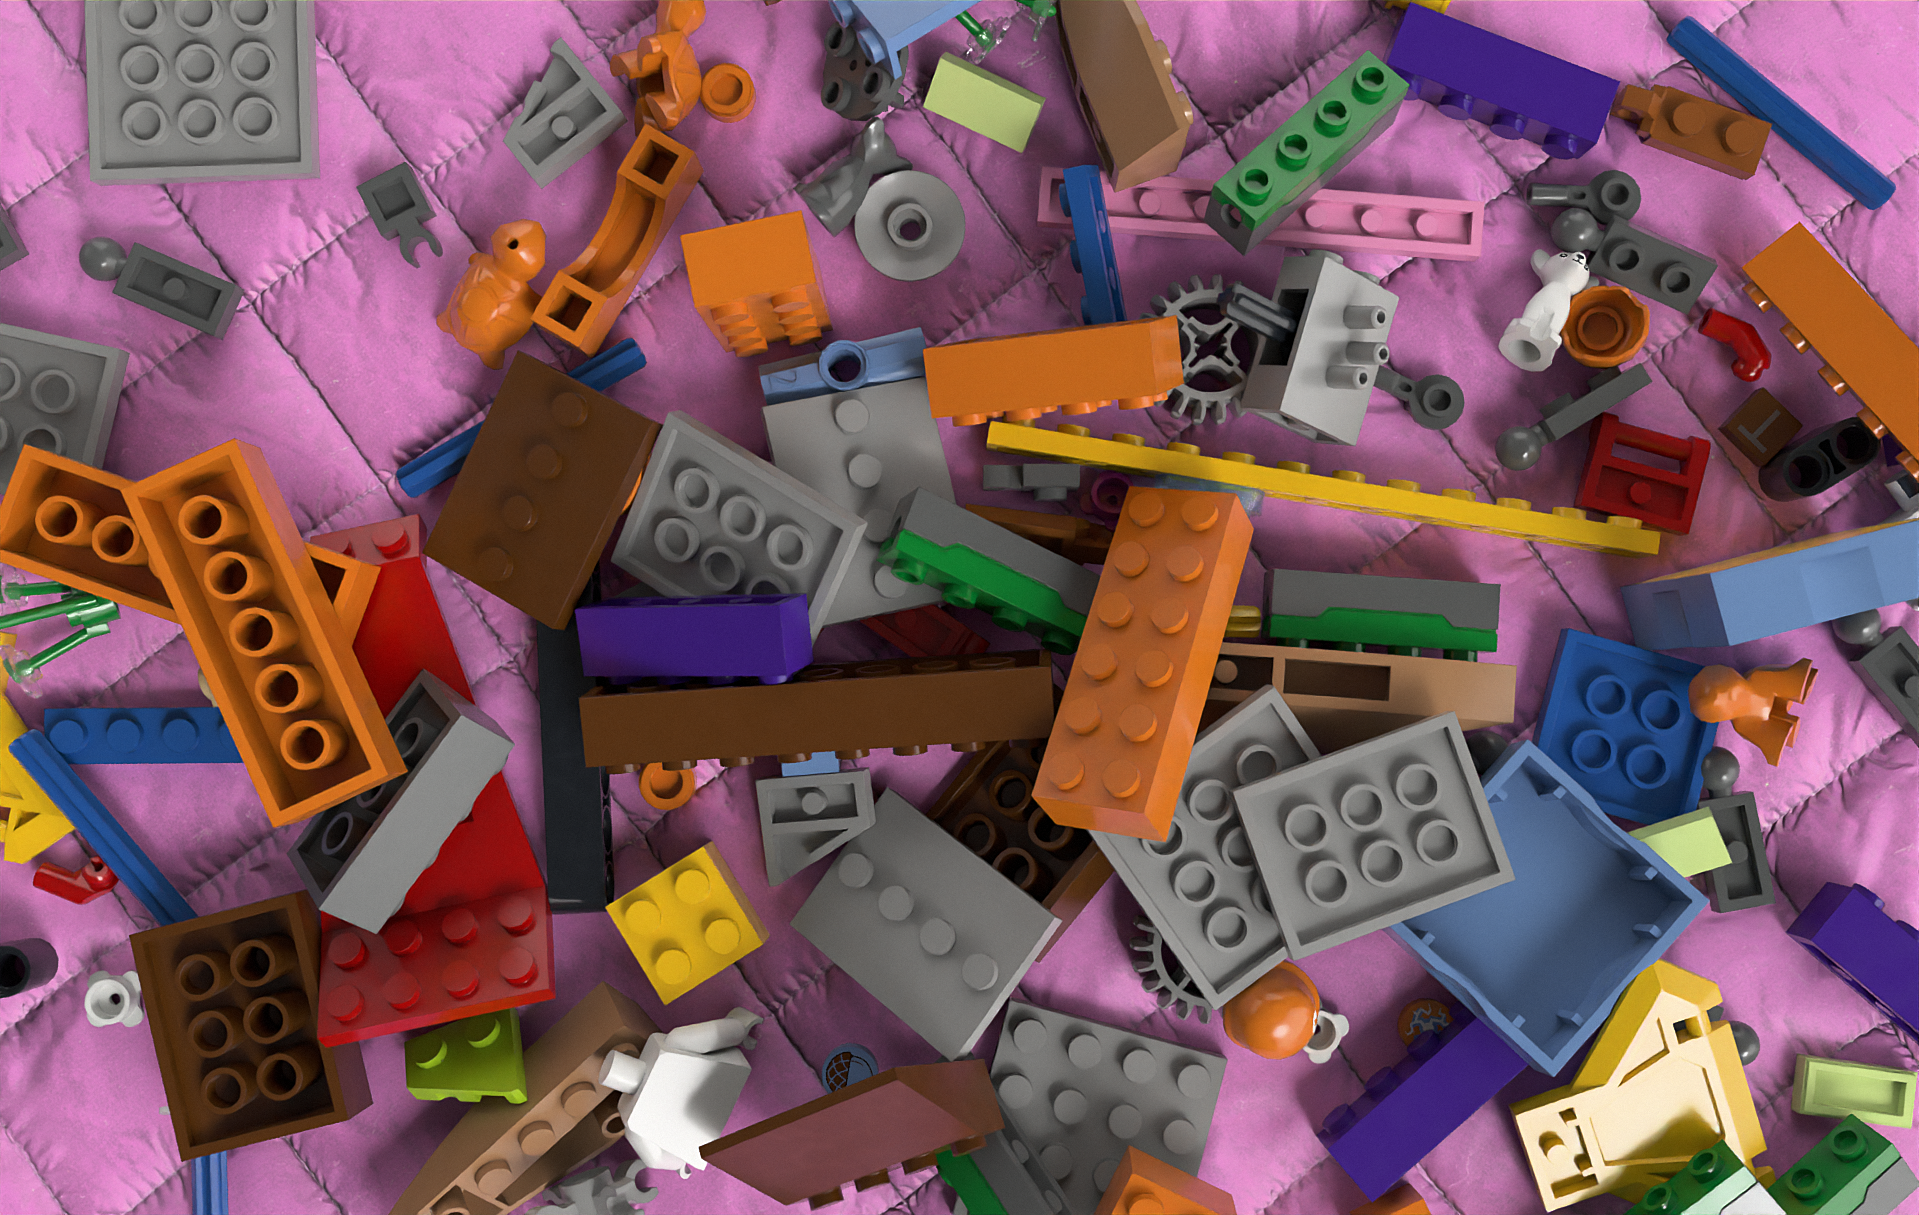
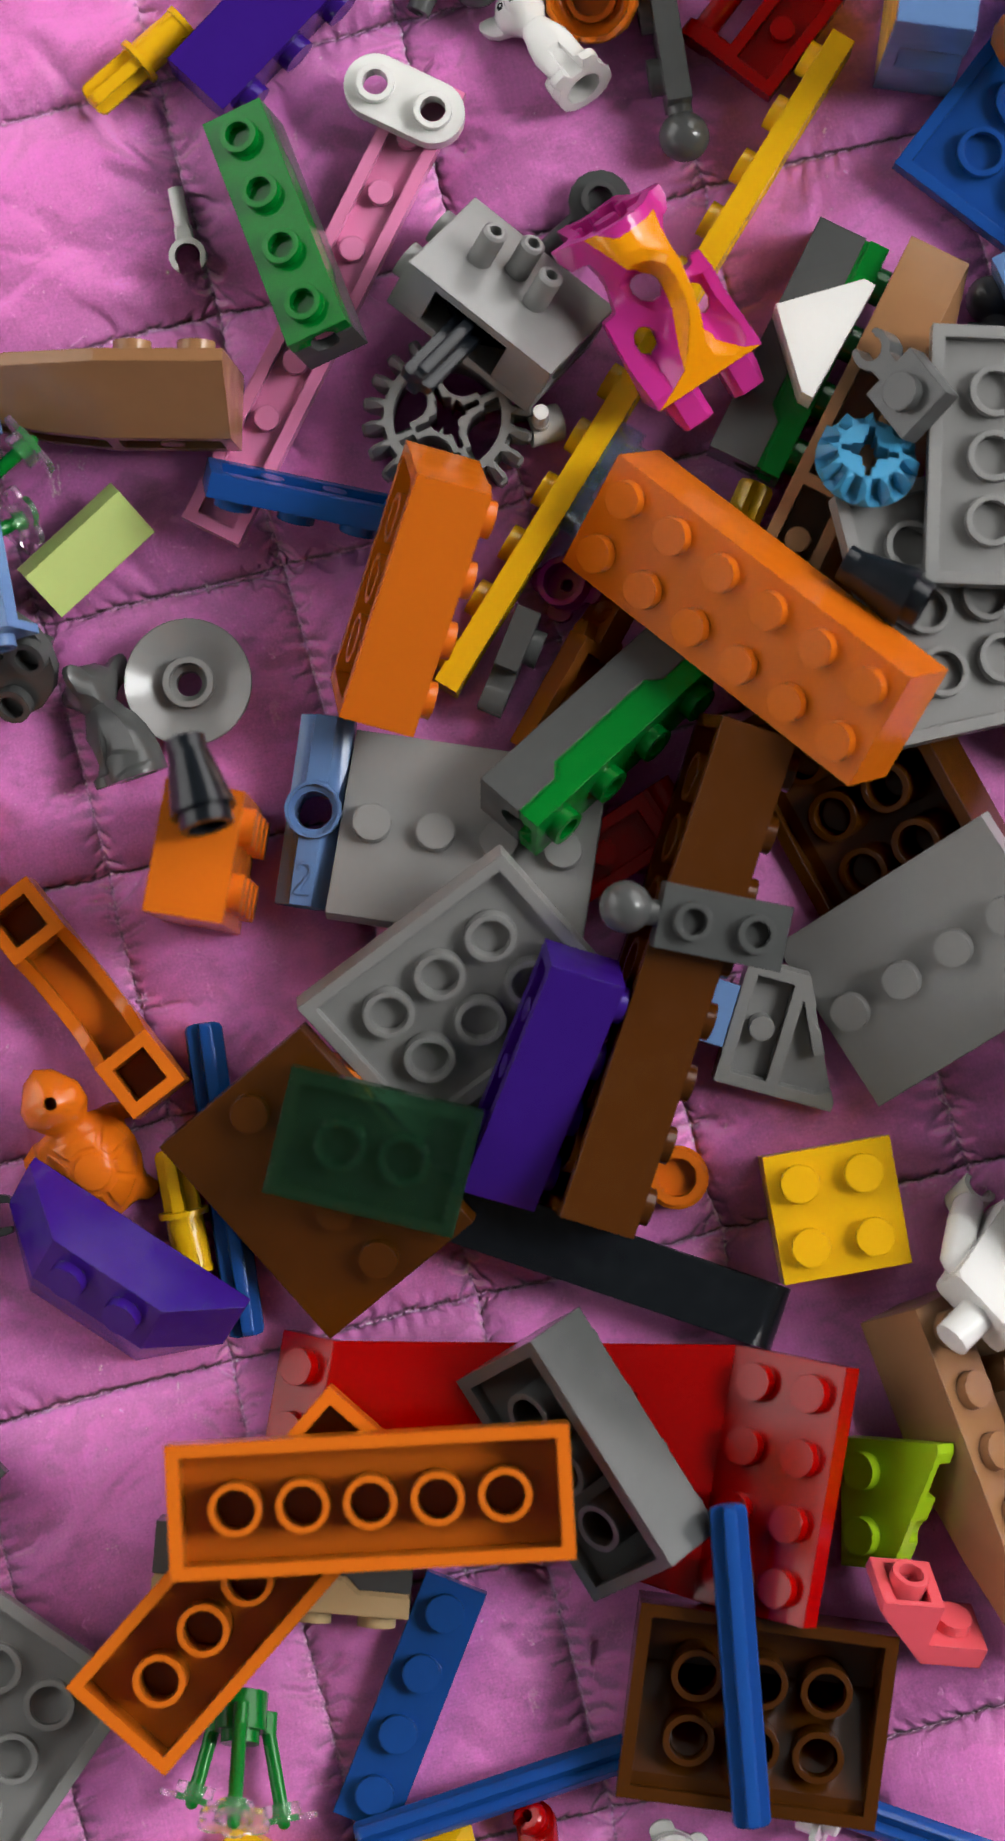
camera: 65 degrees left, 0 degrees up
(268, 996) = (739, 1665): none -> blue axle
(376, 1130) = (930, 1628): none -> coral slope
(405, 357) = (116, 1272): none -> dark purple wedge
(468, 401) = (183, 1213): none -> yellow axle
(576, 521) = (372, 1150): none -> clear green tile
(798, 237) = (196, 787): none -> black cone
(868, 718) = (701, 922): none -> dark grey plate
(1216, 761) = (887, 586): none -> black cone
(1236, 430) = (547, 424): none -> white hand
(1272, 79) = (183, 230): none -> white hand
(1302, 682) = (842, 469): none -> dark azure gear
(1352, 515) = (629, 239): none -> dark pink hips
(1392, 712) = (909, 387): none -> dark grey plate
(1405, 617) = (814, 332): none -> white slope
(1454, 205) = (401, 102): none -> white plate

